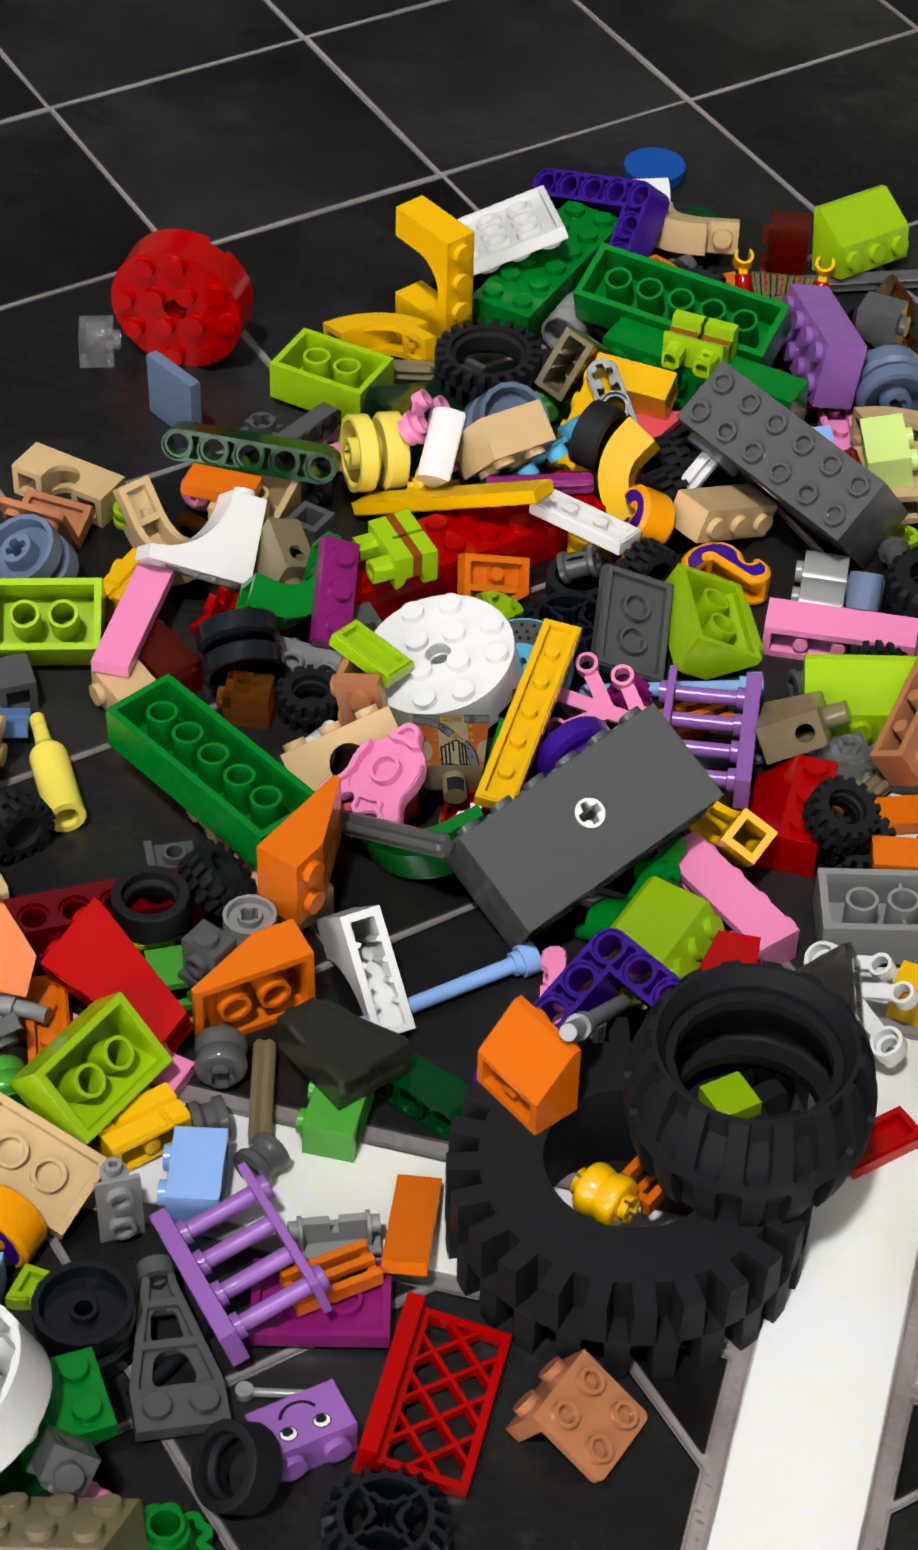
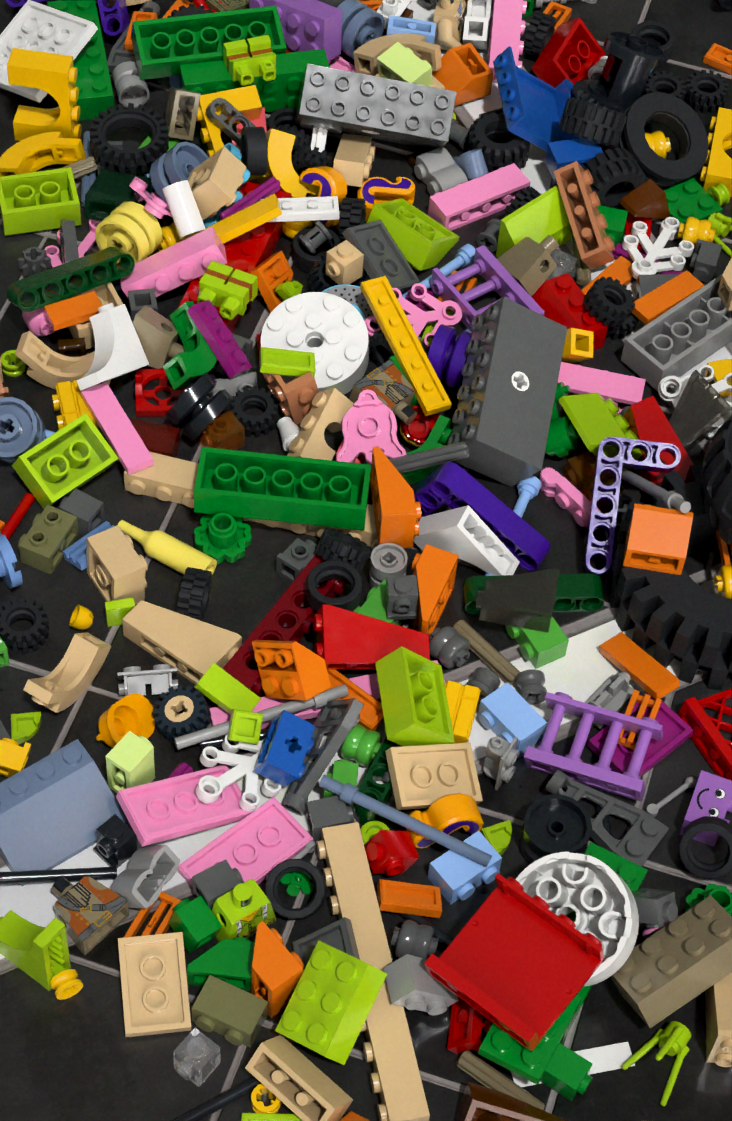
camera: 45 degrees left, 10 degrees up
(122, 795) = (223, 537): none -> green plant
(363, 501) = (176, 264): none -> bright pink brick
(397, 886) = (458, 488): none -> dark purple beam
(568, 598) = (344, 263): none -> tan brick

